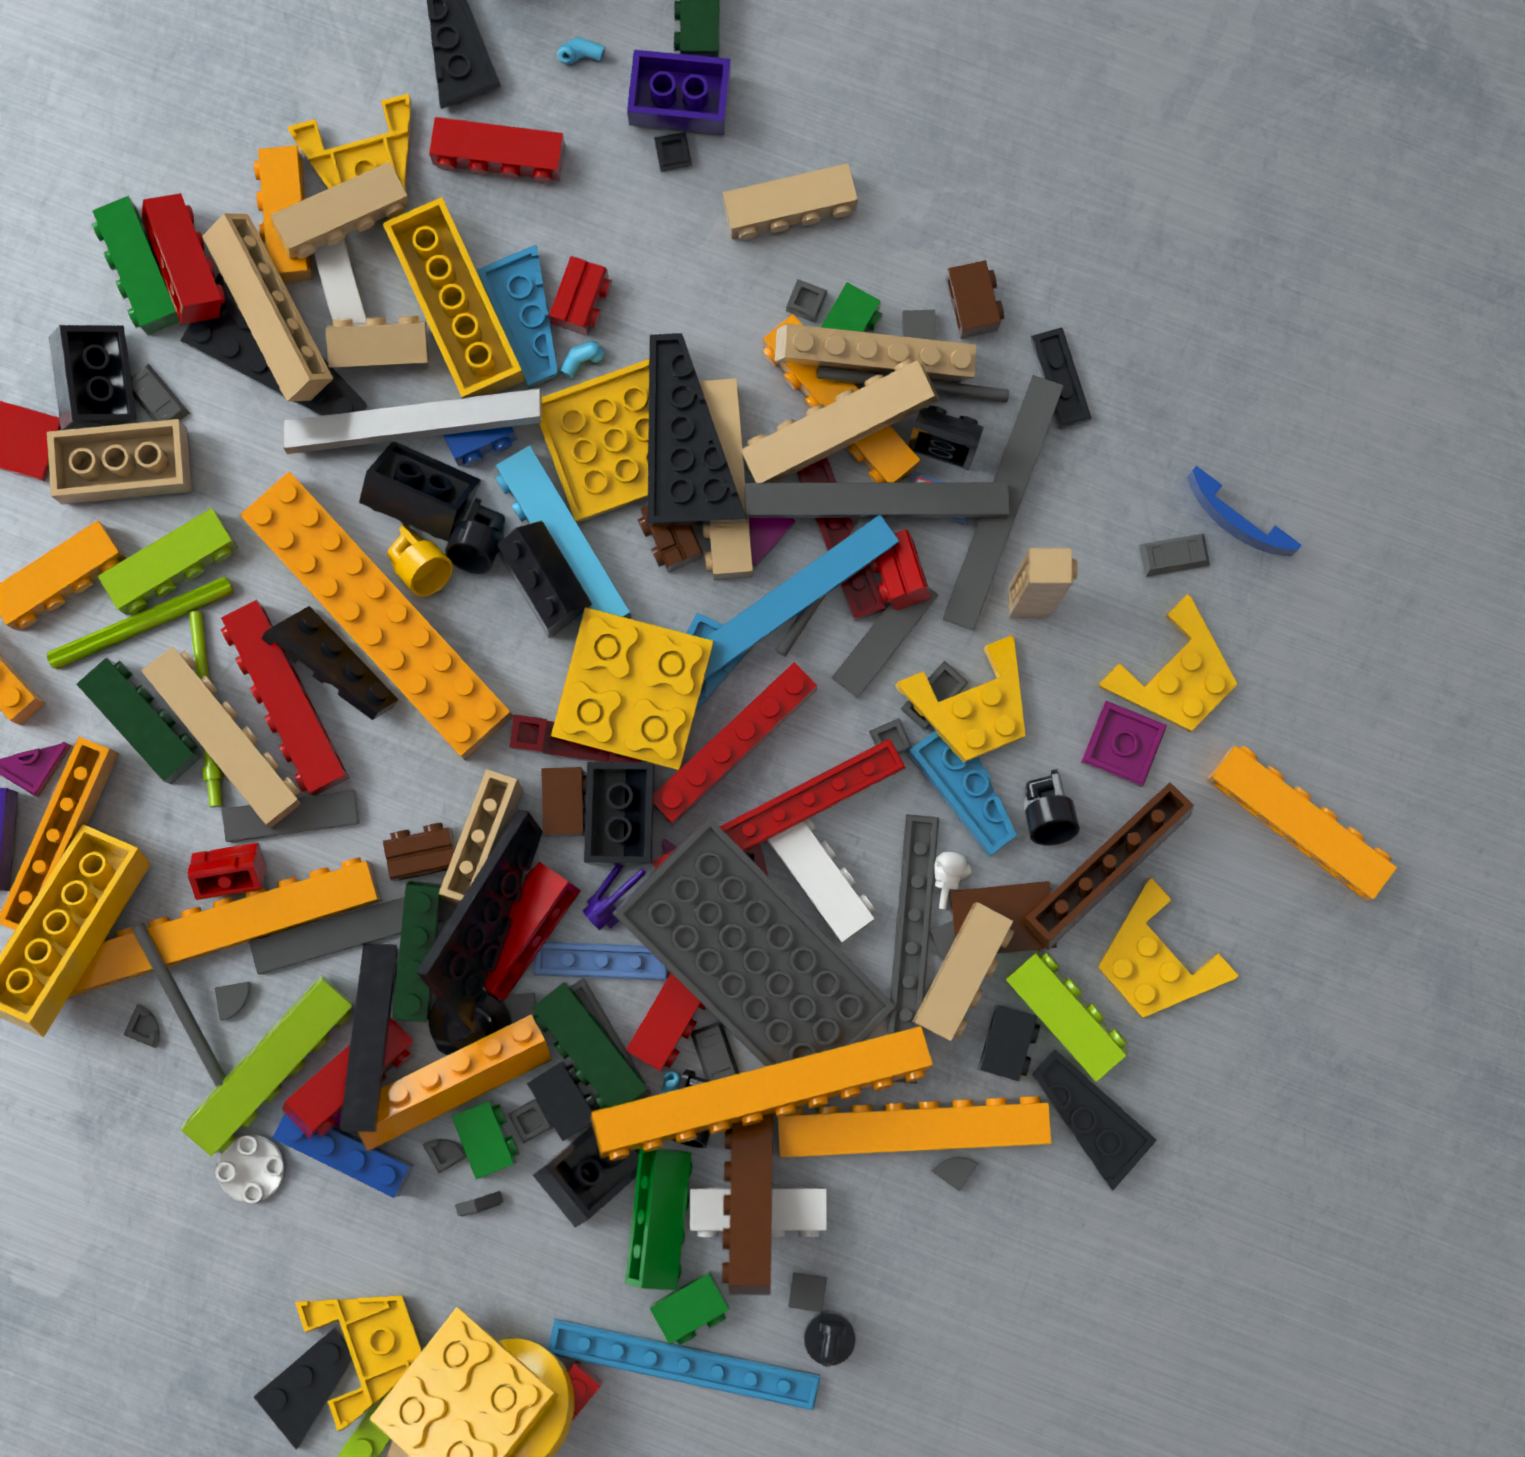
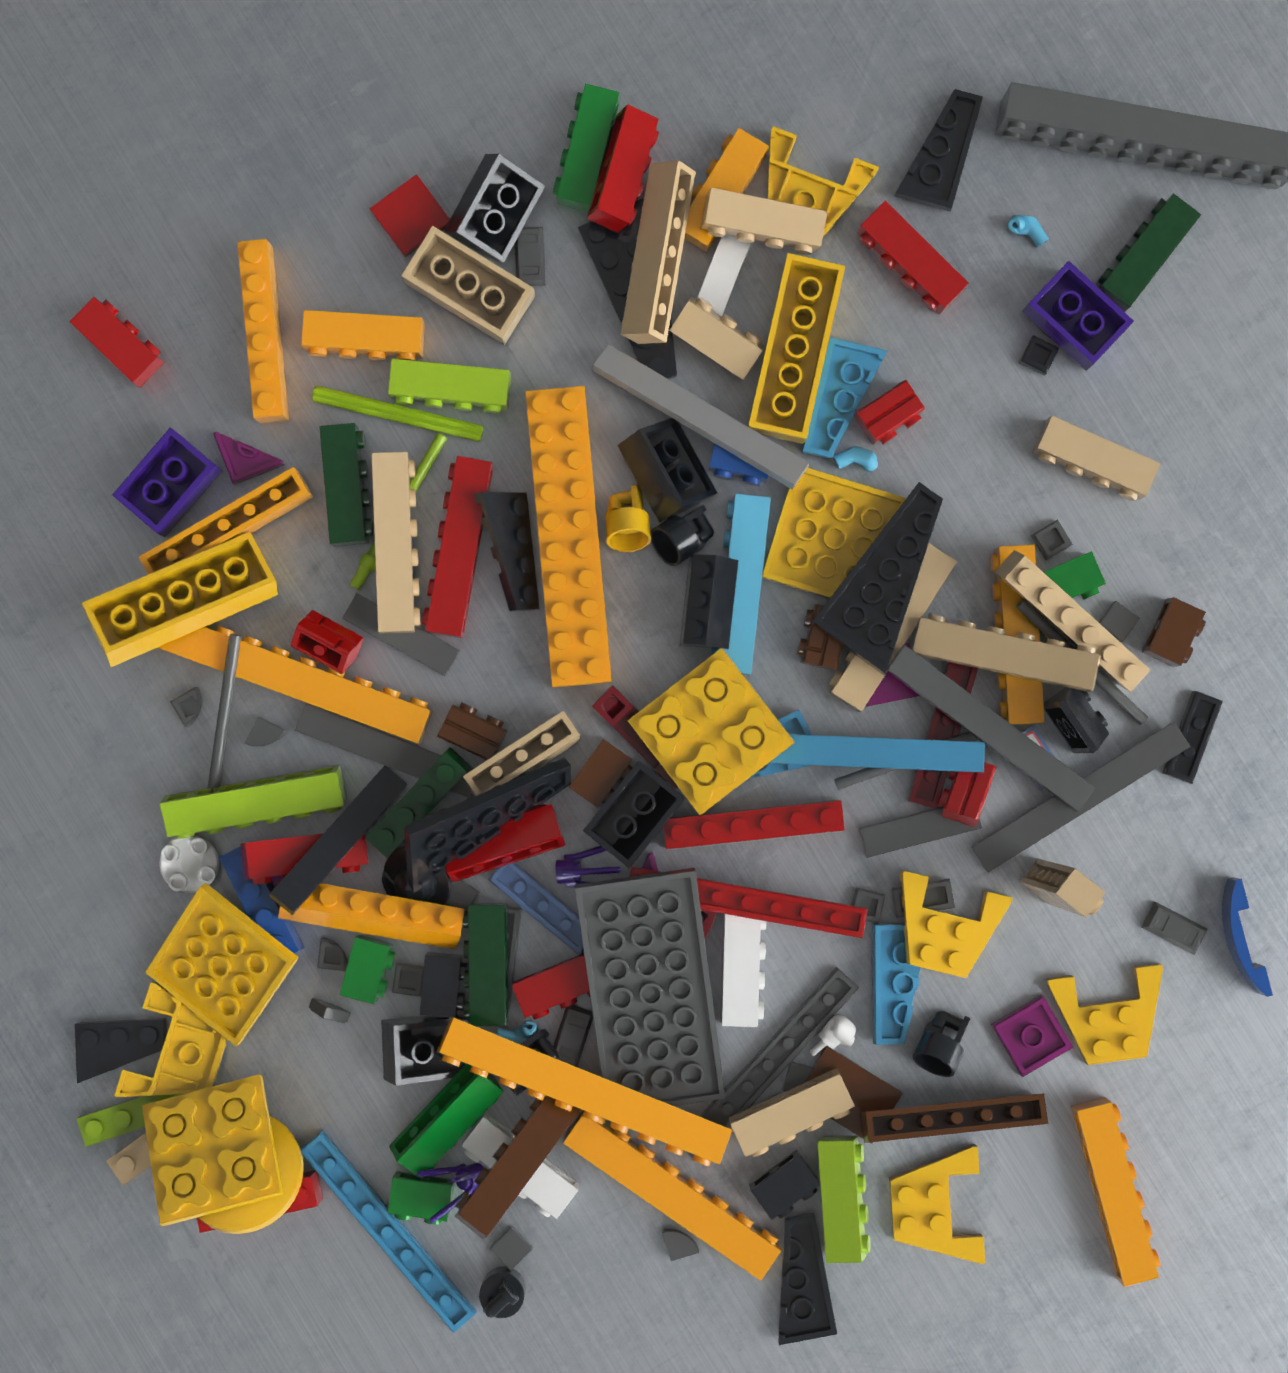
camera: 40 degrees right, 5 degrees up
(347, 1234) = (221, 964): none -> yellow piece
(713, 1259) = (464, 1179): none -> dark purple plant

